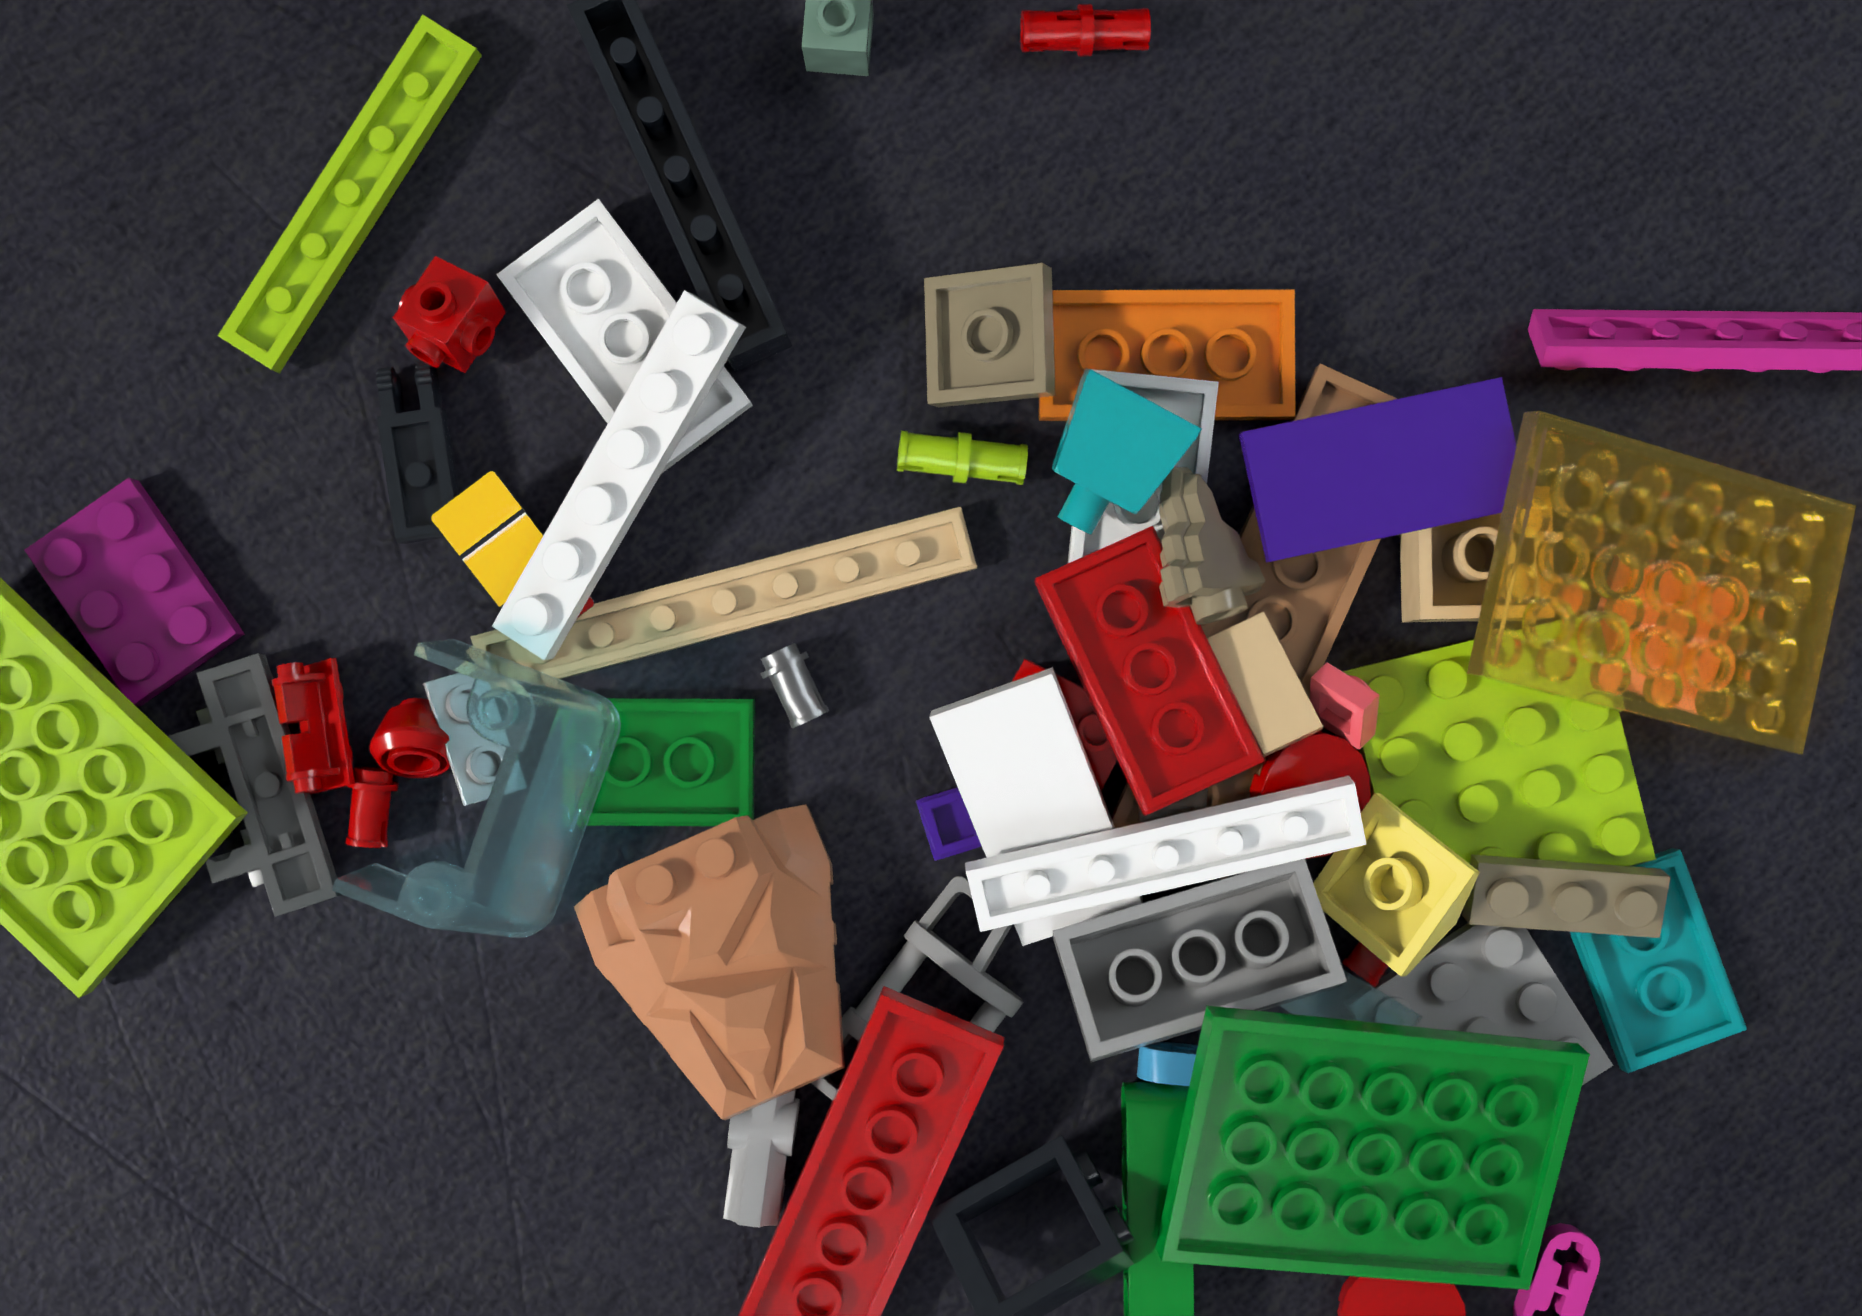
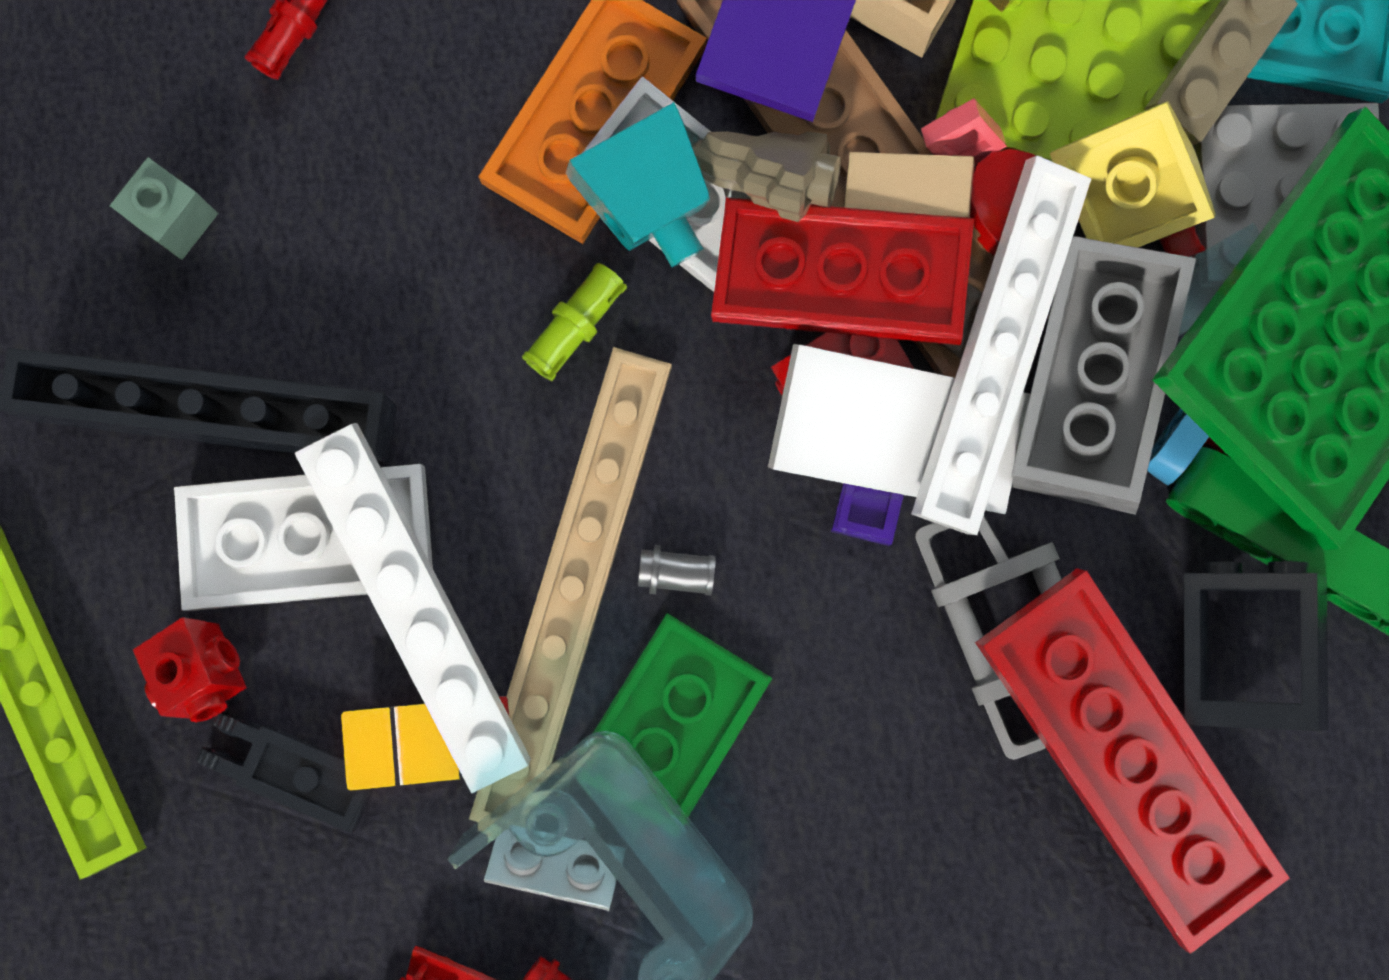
camera: 60 degrees left, 5 degrees down
(410, 741) = (526, 923): red cone -> none
(729, 955) = (871, 762): nougat wedge -> none
(758, 1161) = (1029, 820): light grey piece -> none
(989, 336) = (490, 237): dark tan plate -> none

